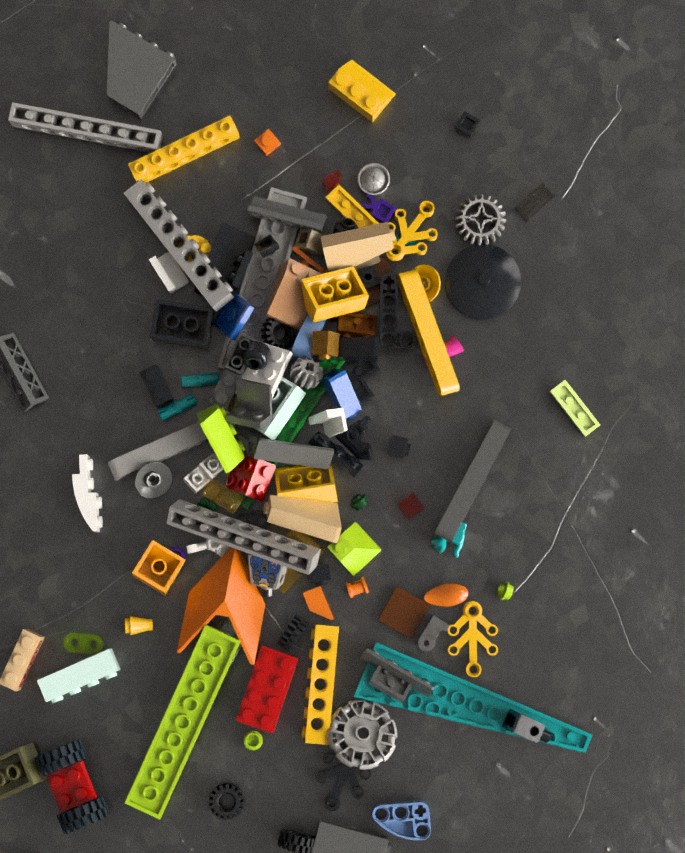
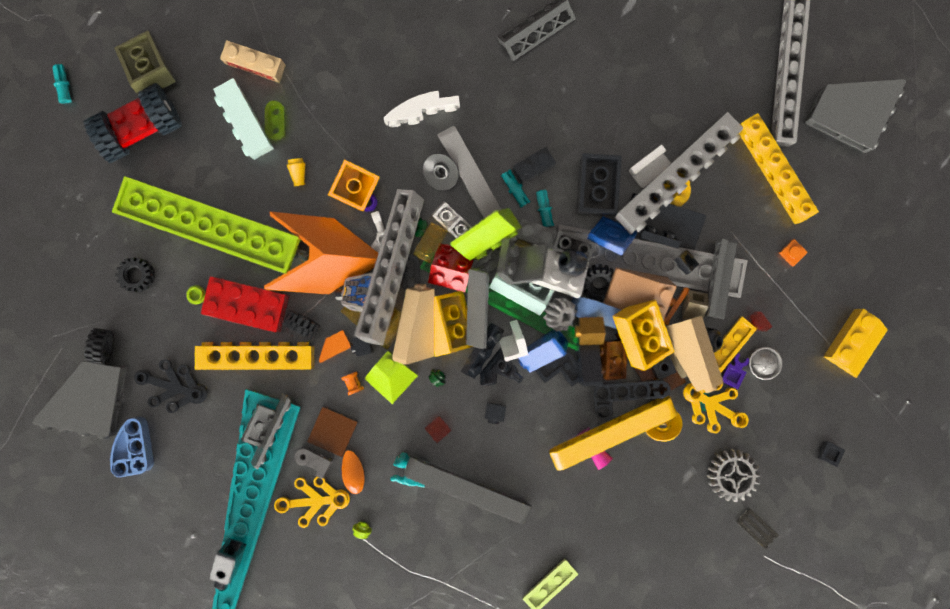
camera: 85 degrees right, 5 degrees up
(354, 742) = (202, 391): light grey plate -> none
(483, 281) = (670, 482): black dish -> none

